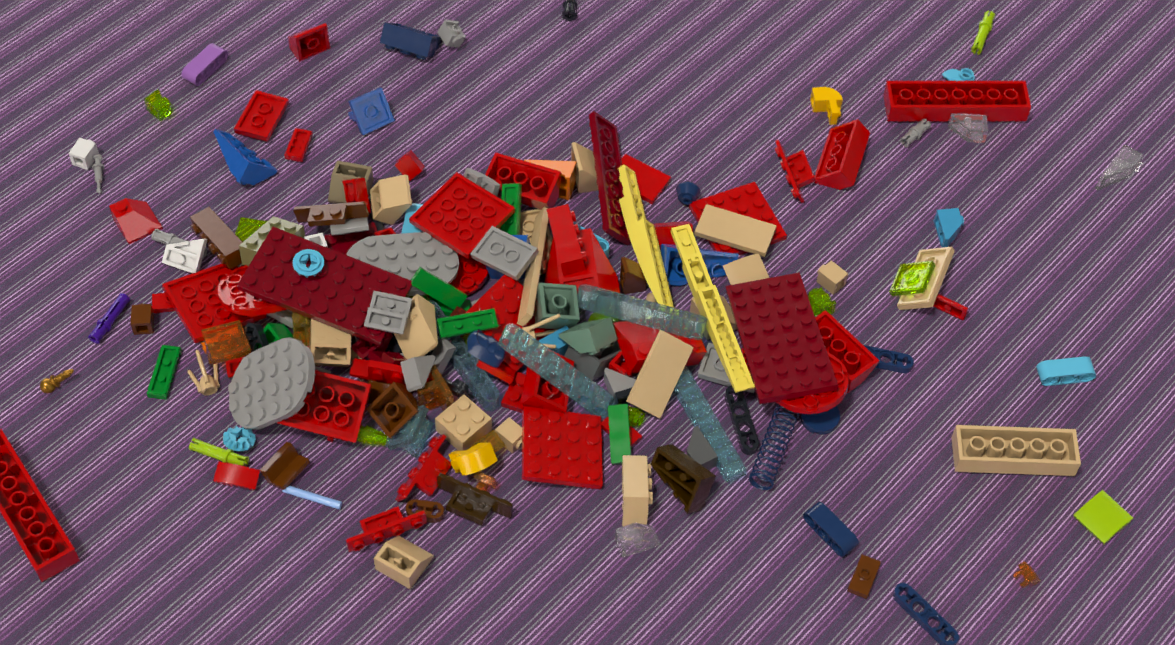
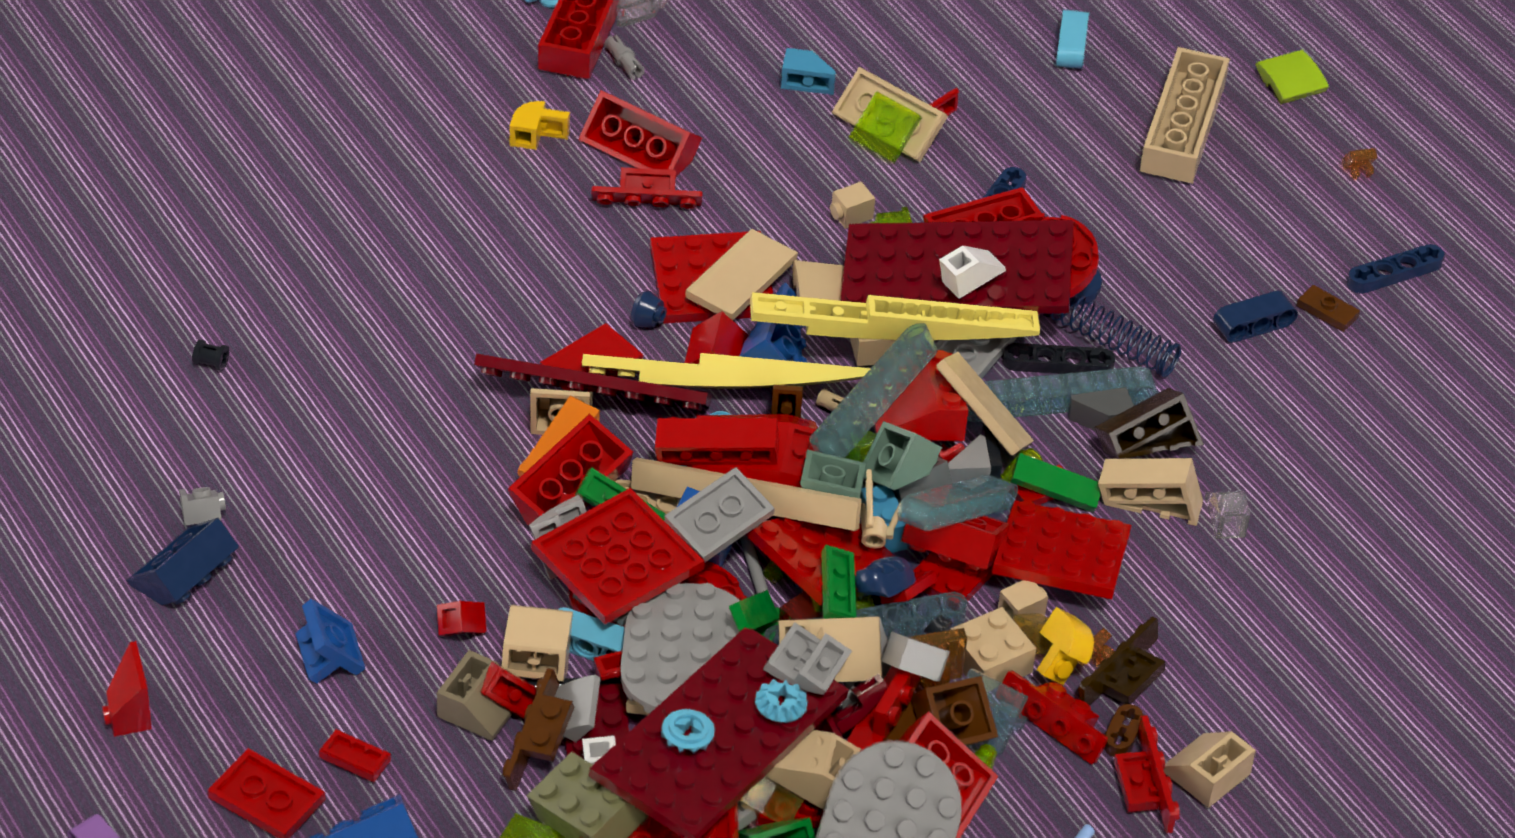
camera: 75 degrees left, 10 degrees down
(342, 309) = (791, 709): none -> medium azure gear
(763, 334) = (968, 269): none -> white slope

